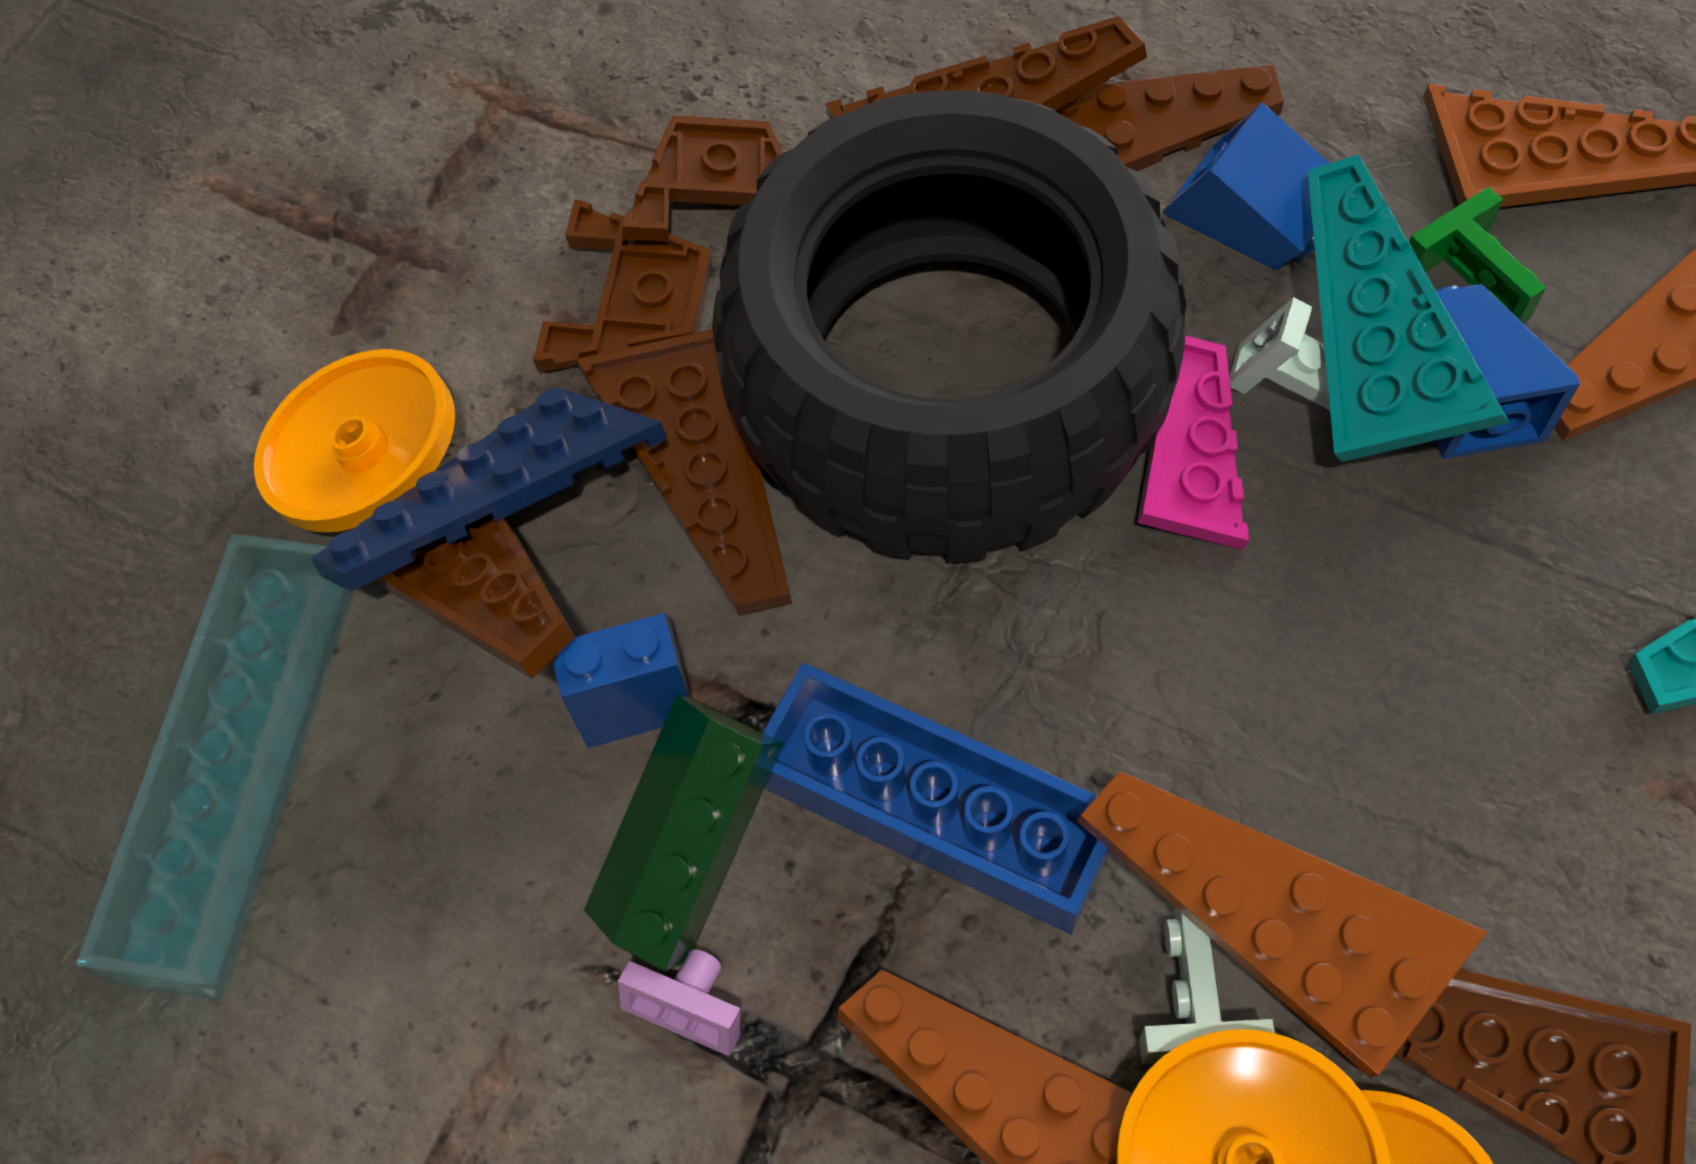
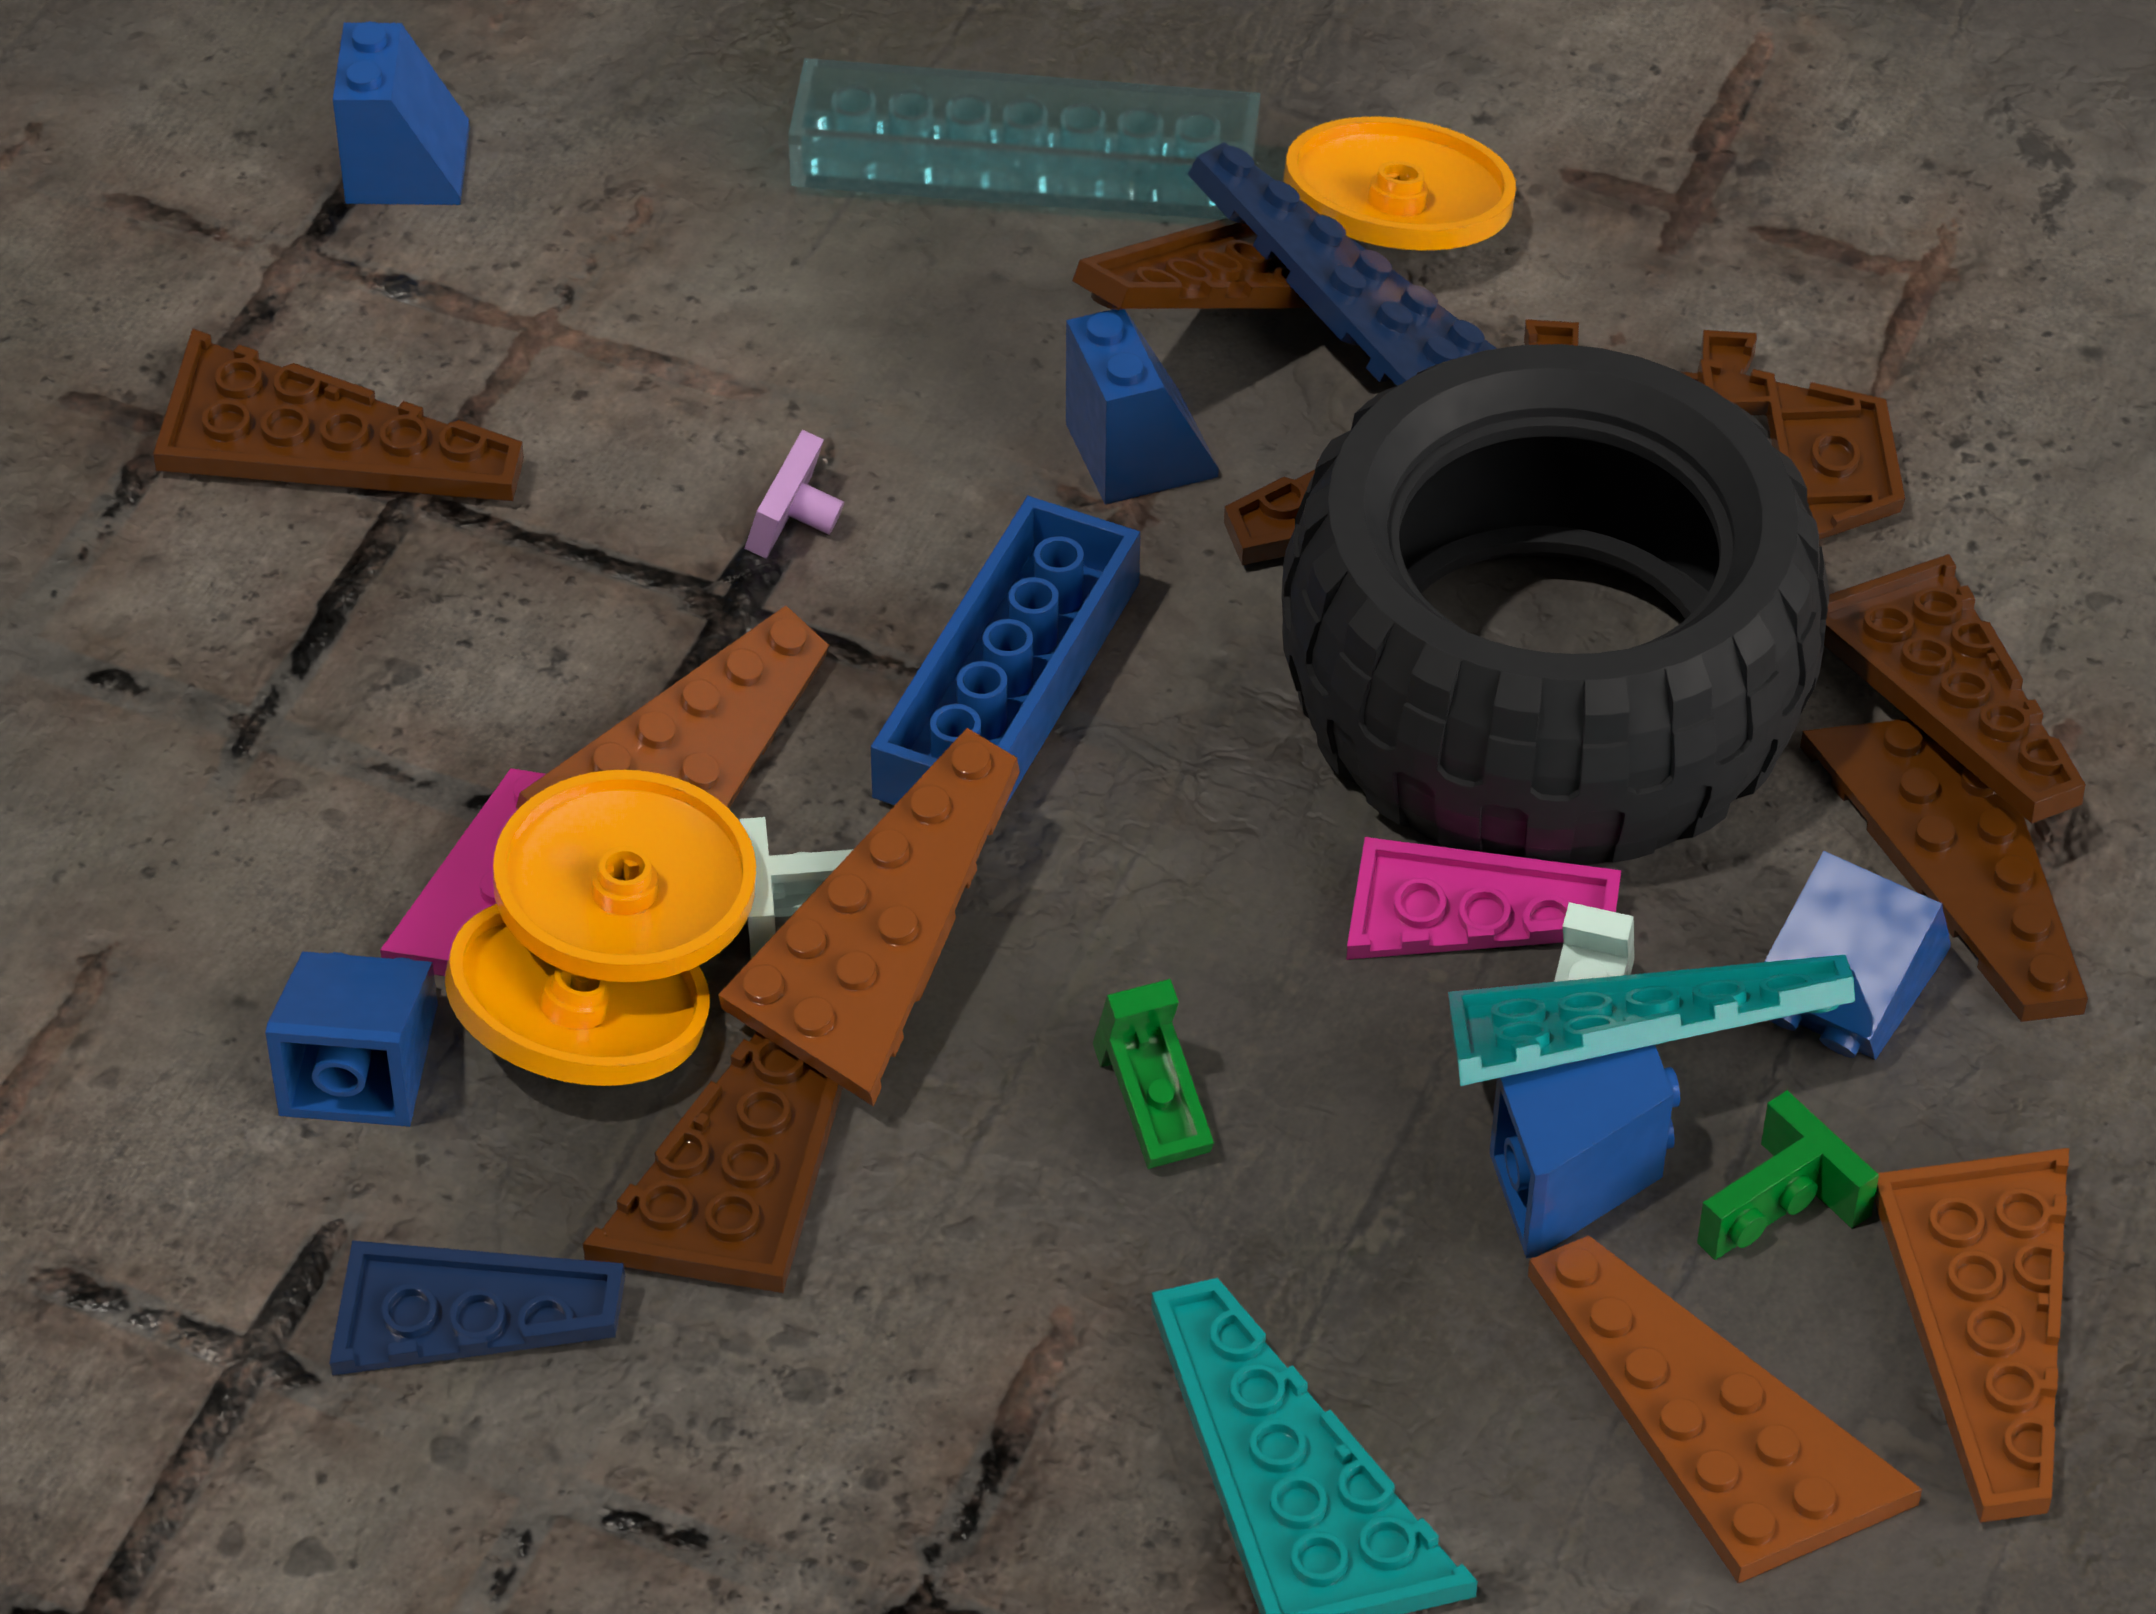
camera: 80 degrees right, 15 degrees down
(681, 833) = (949, 464): dark green slope -> none
(1413, 692) = (1152, 1073): none -> green bracket

